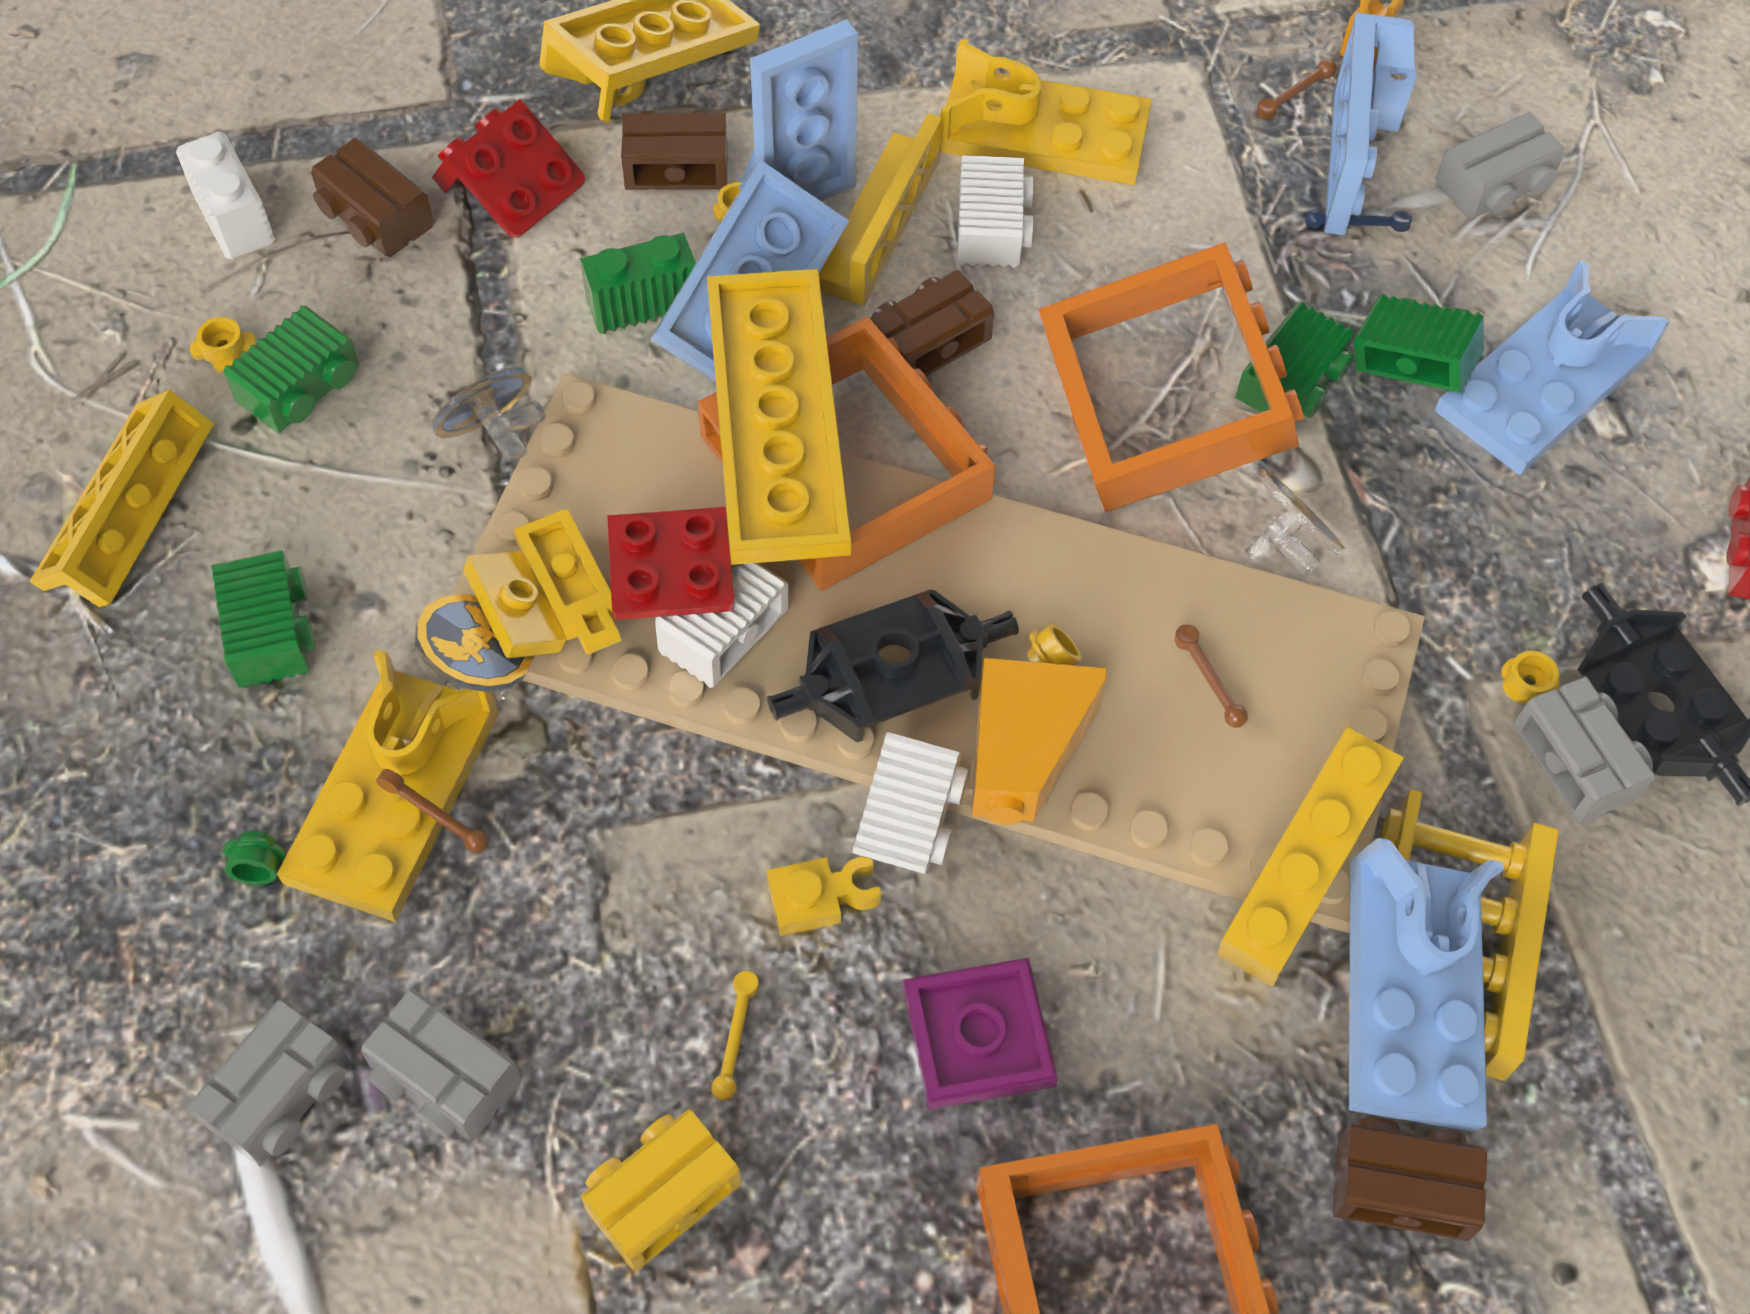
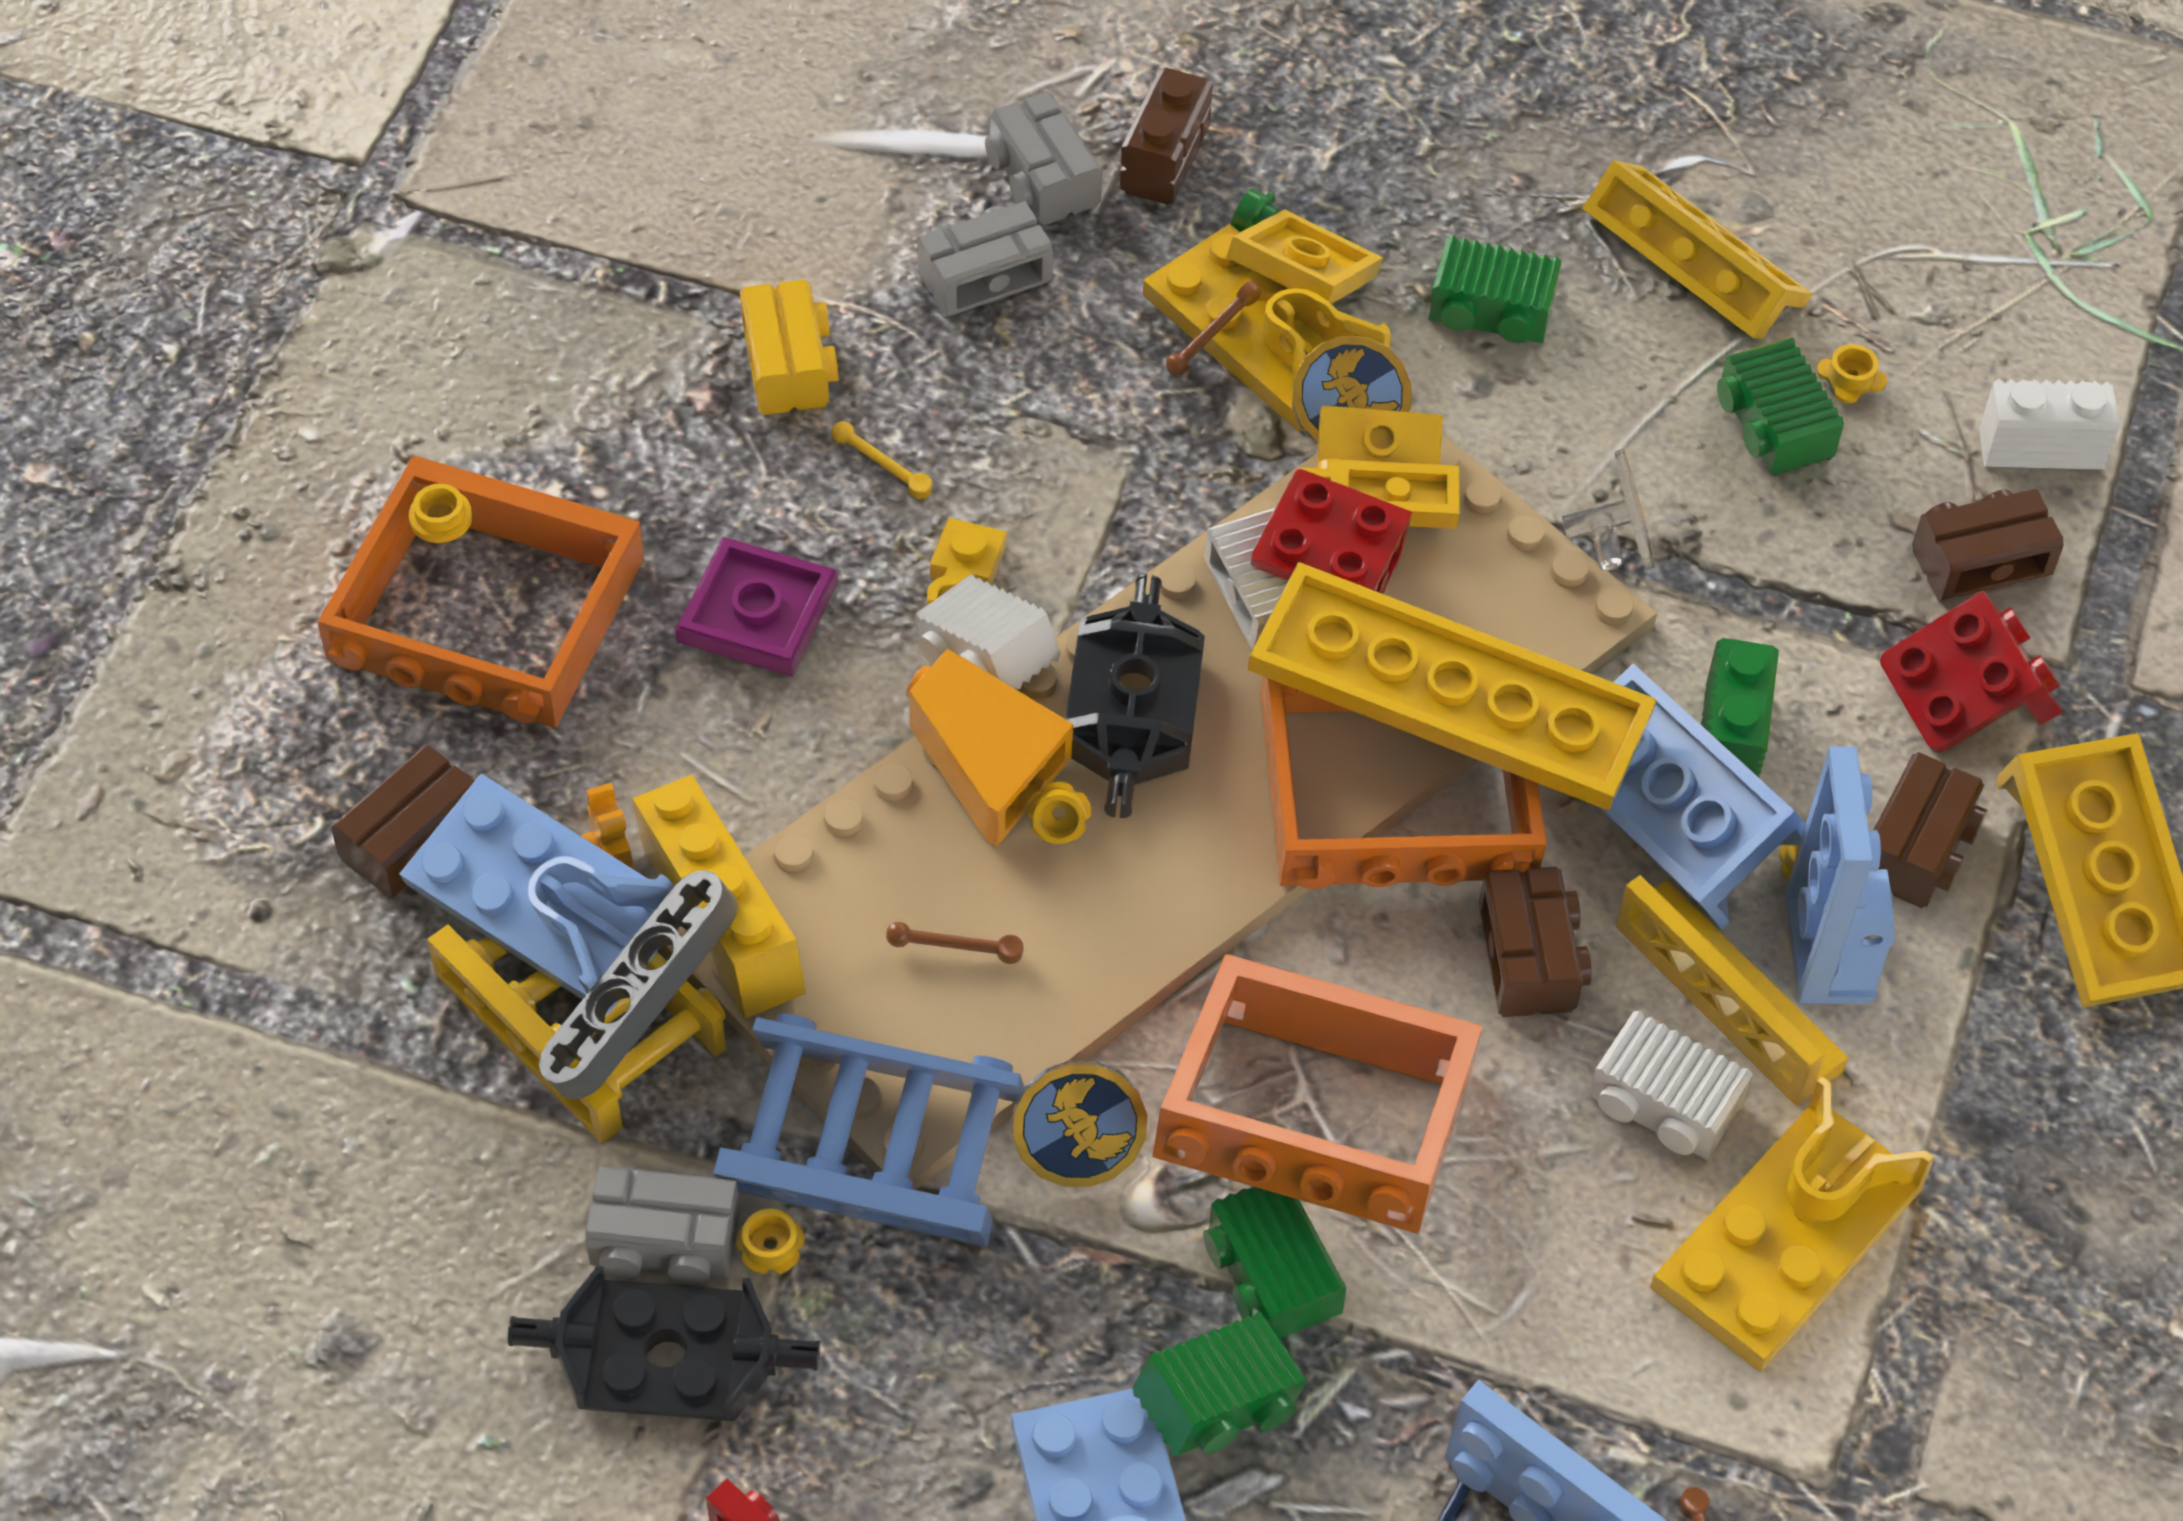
camera: 120 degrees right, 5 degrees down
(184, 979) = (1166, 135): none -> reddish brown brick
(304, 773) = (1304, 256): none -> yellow plate
(1312, 991) = (607, 824): none -> light orange plate
(1456, 620) = (890, 1193): none -> medium blue fence
(1466, 827) = (631, 979): none -> dark grey beam

